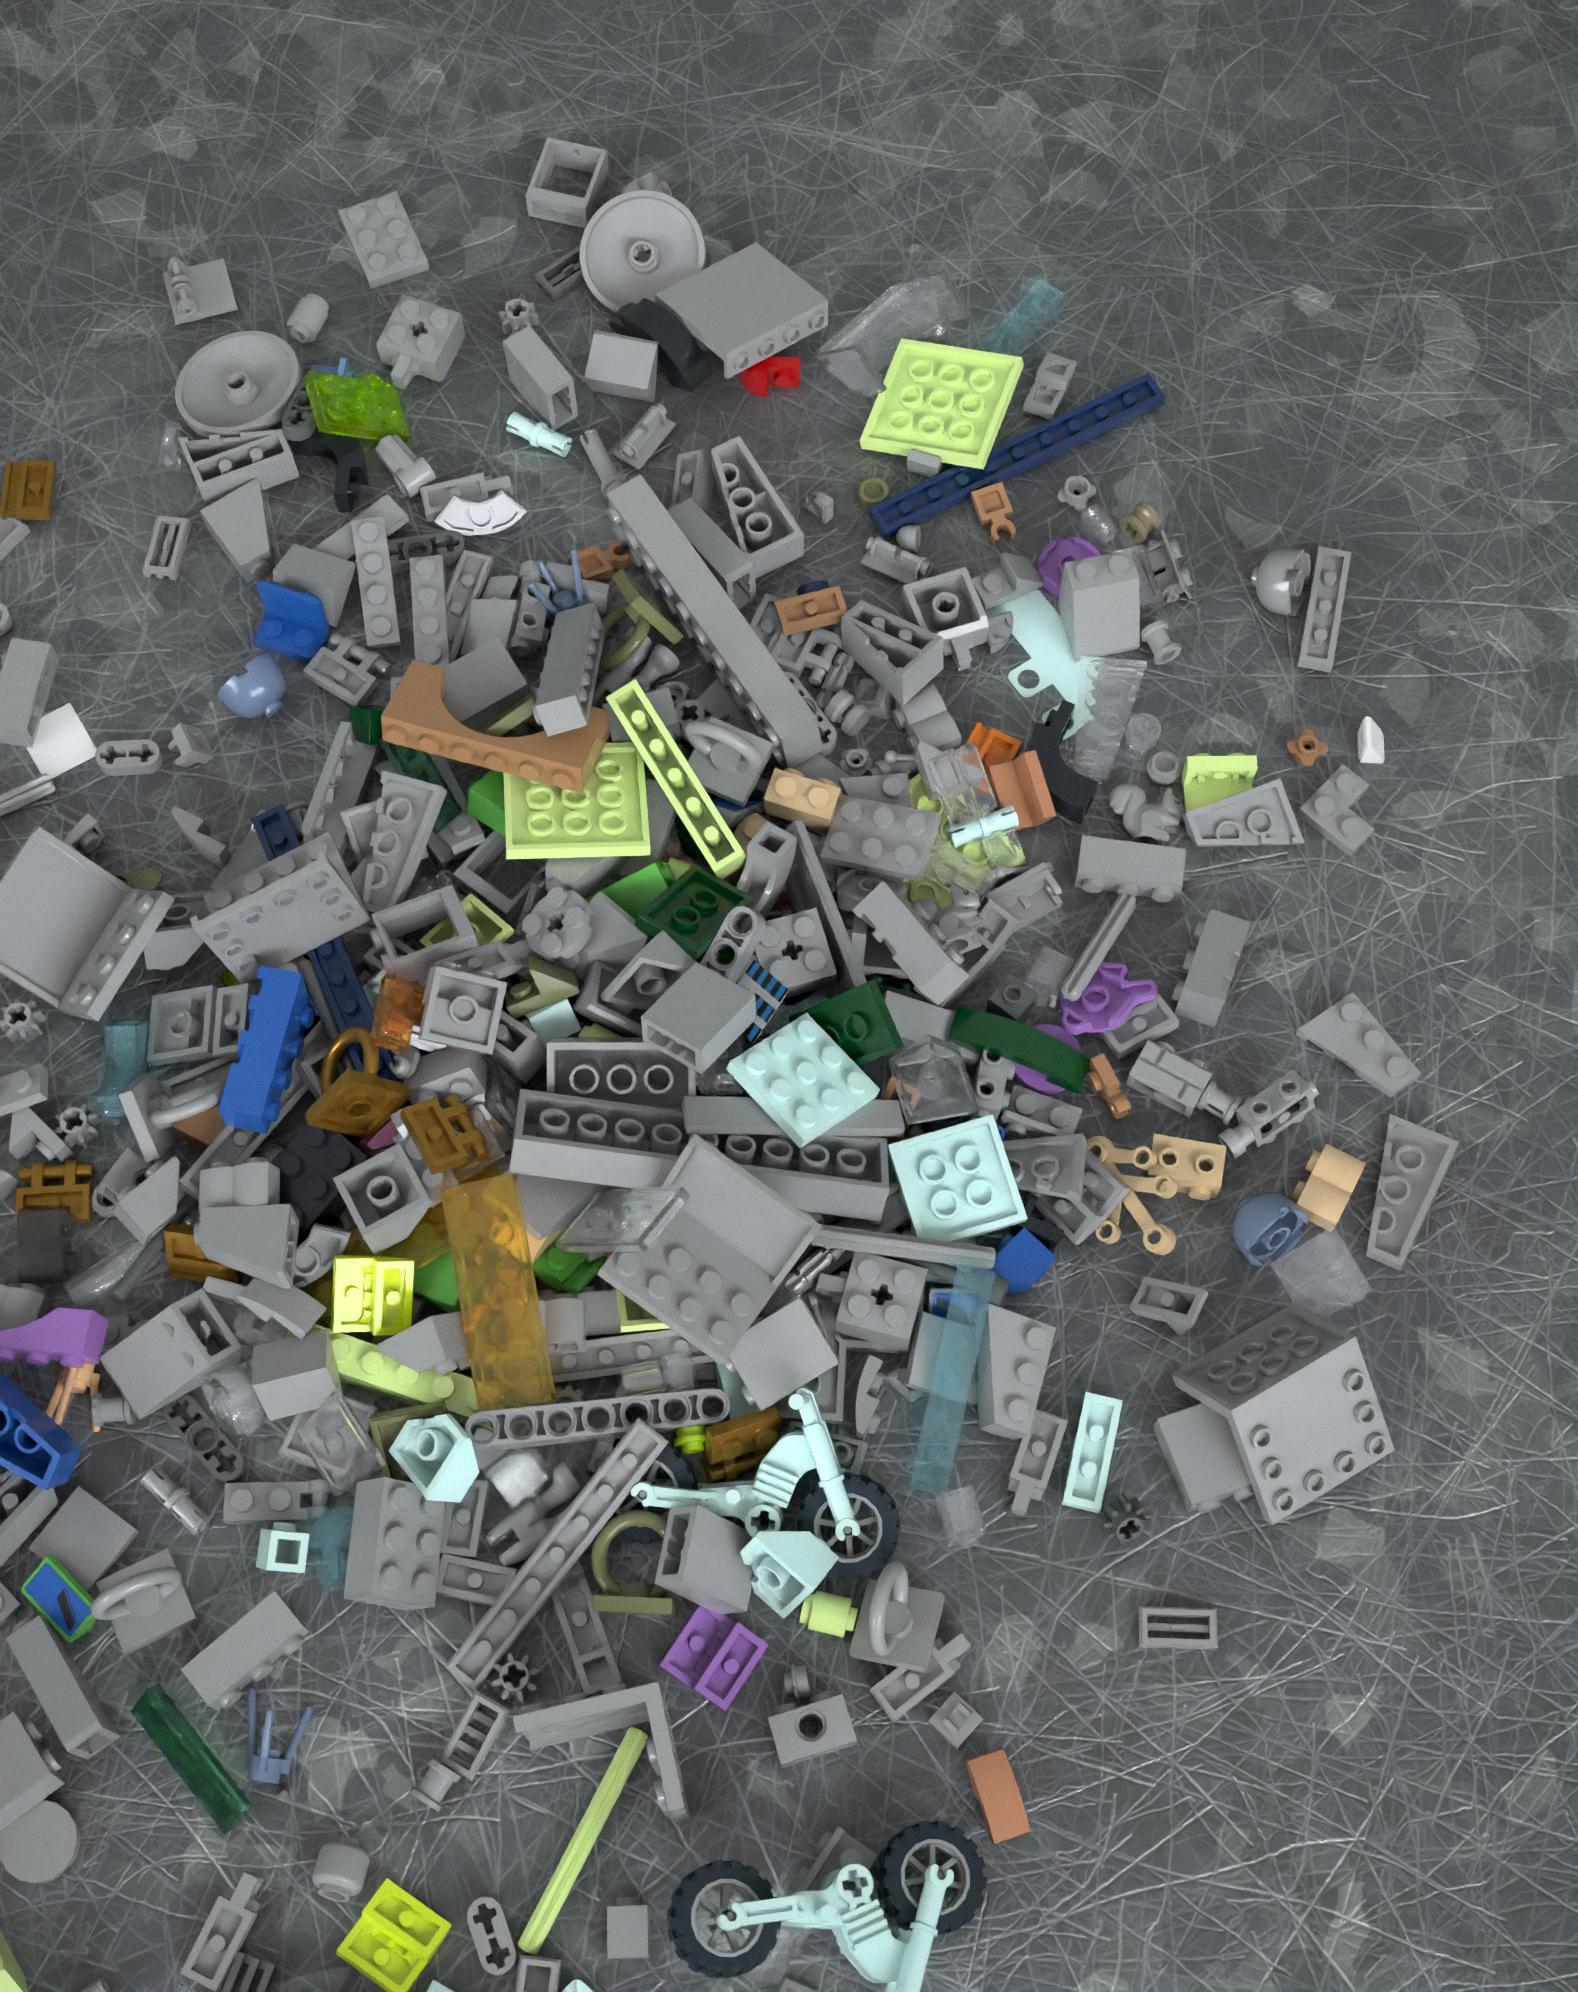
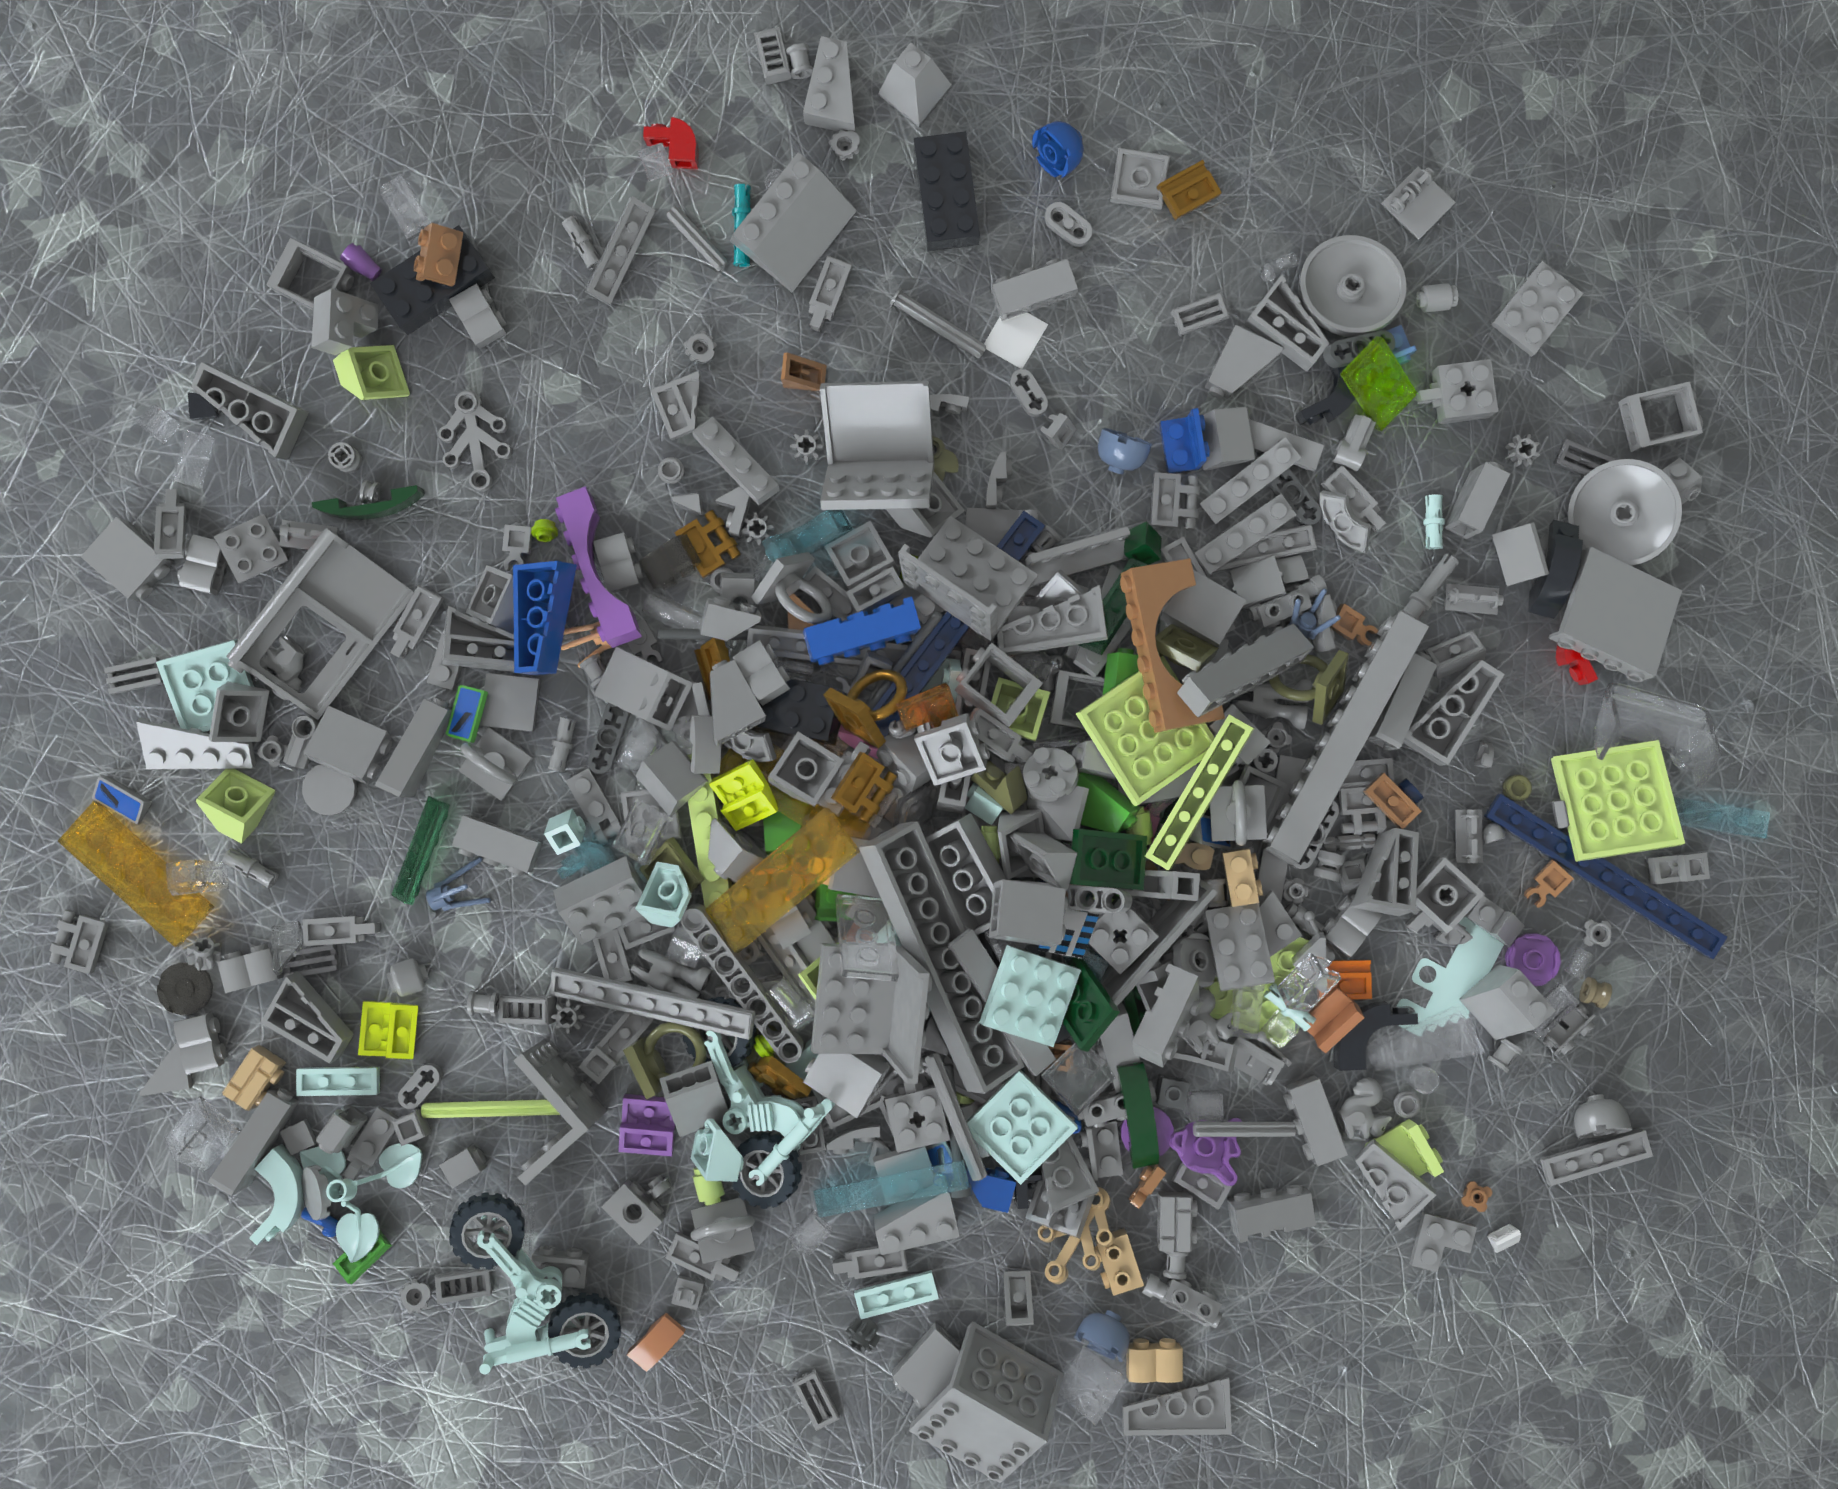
camera: 60 degrees right, 20 degrees up
(1360, 1042) = (1270, 1335): light grey wing -> none

